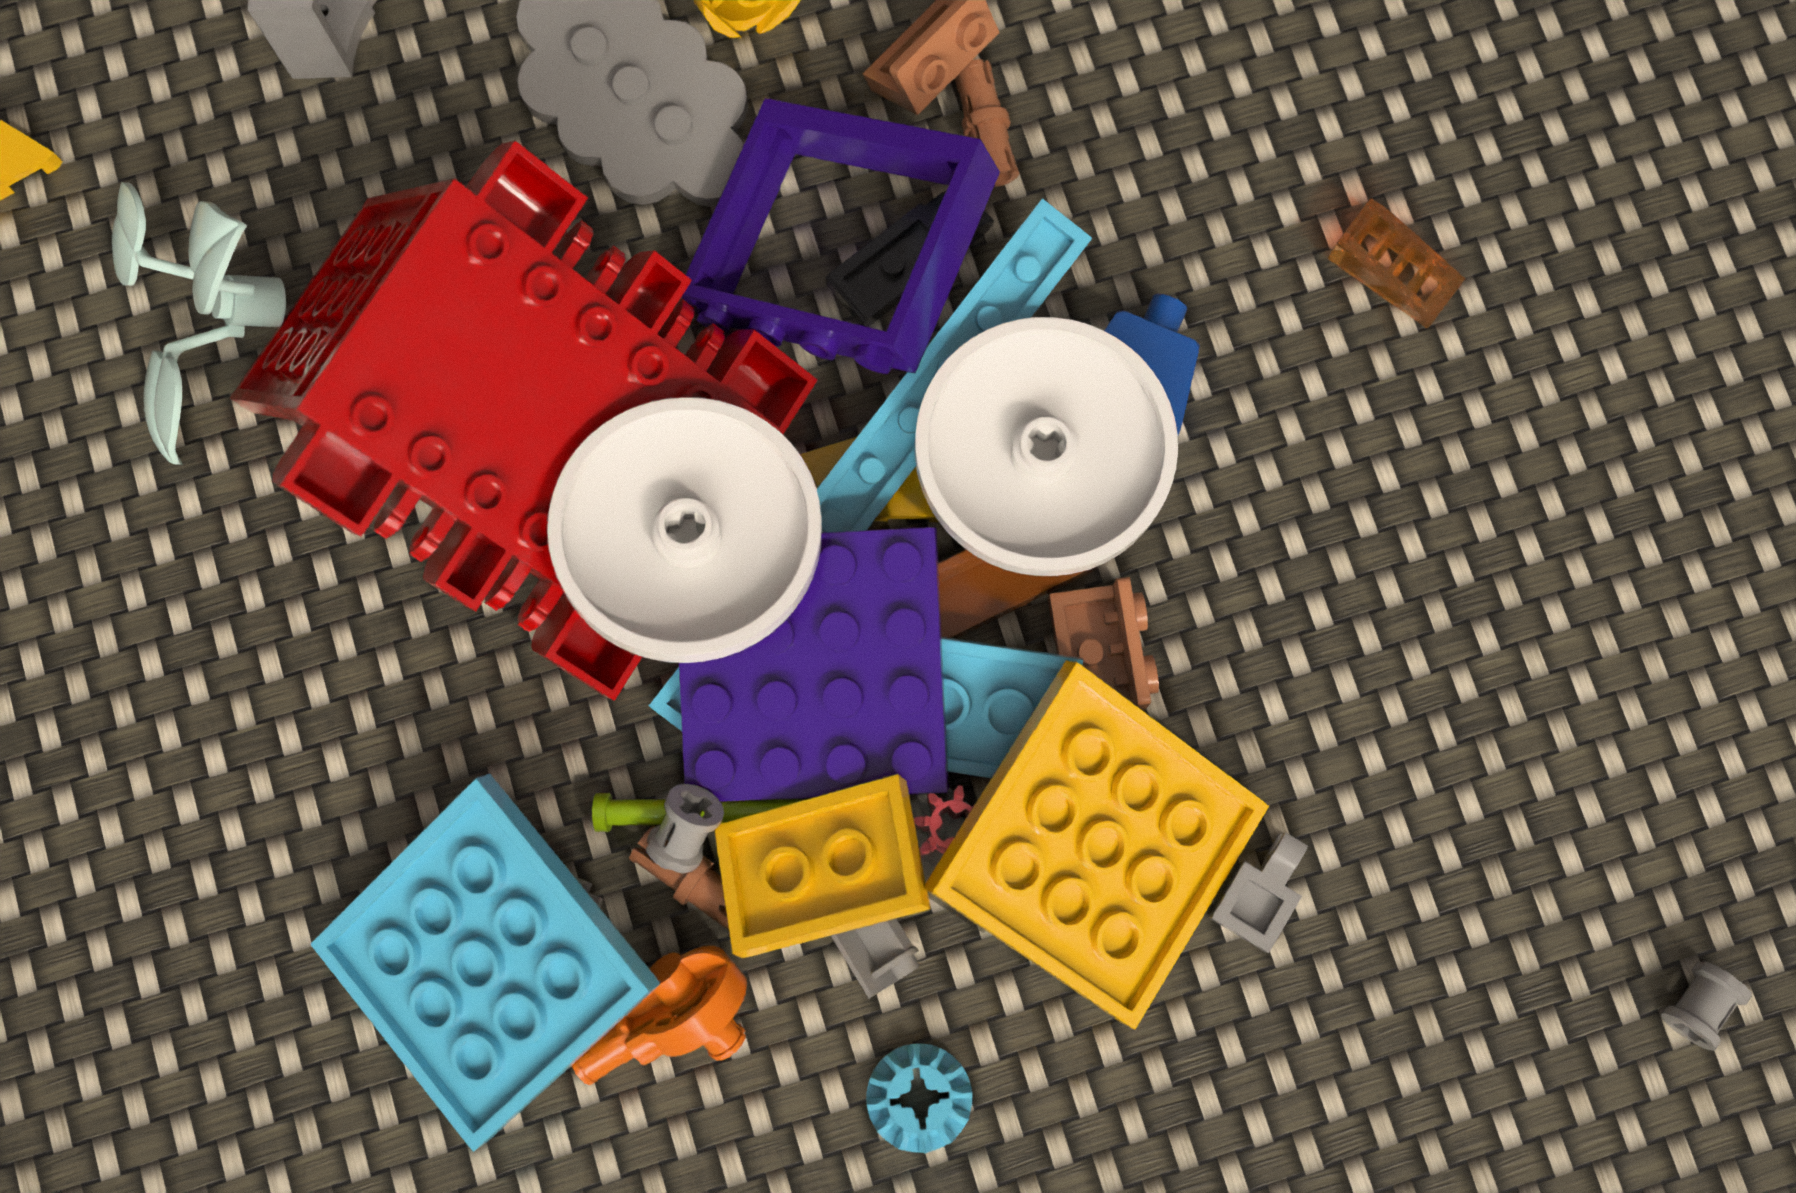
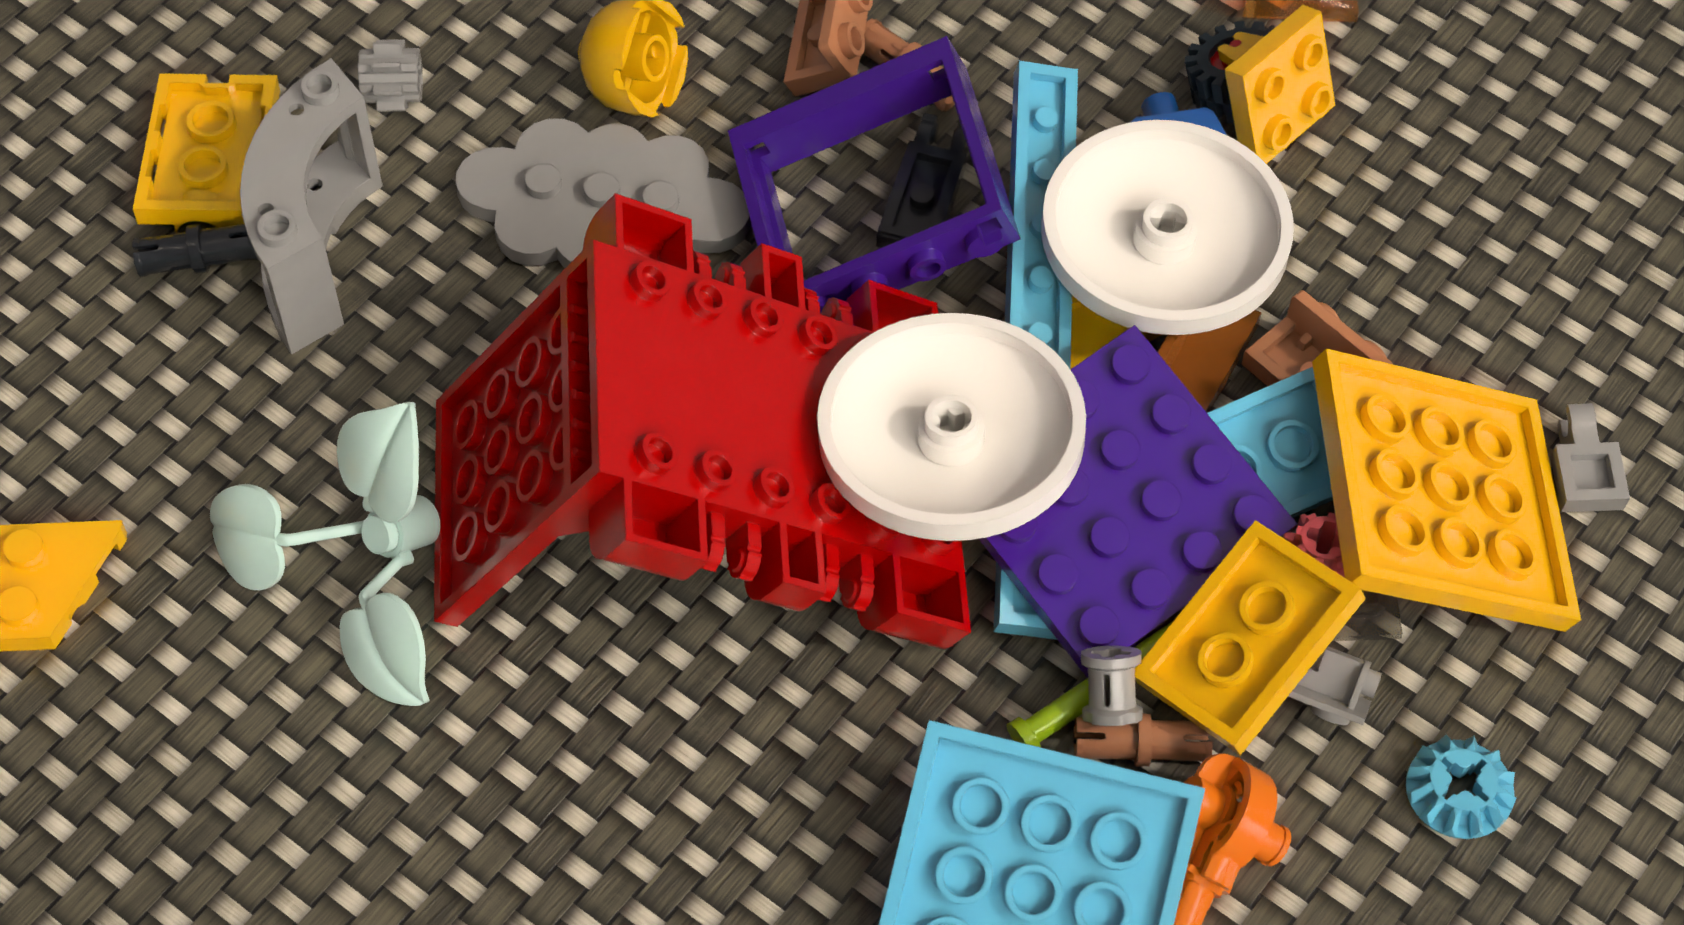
camera: 35 degrees left, 20 degrees down
(1273, 343) = (1264, 79): none -> yellow plate

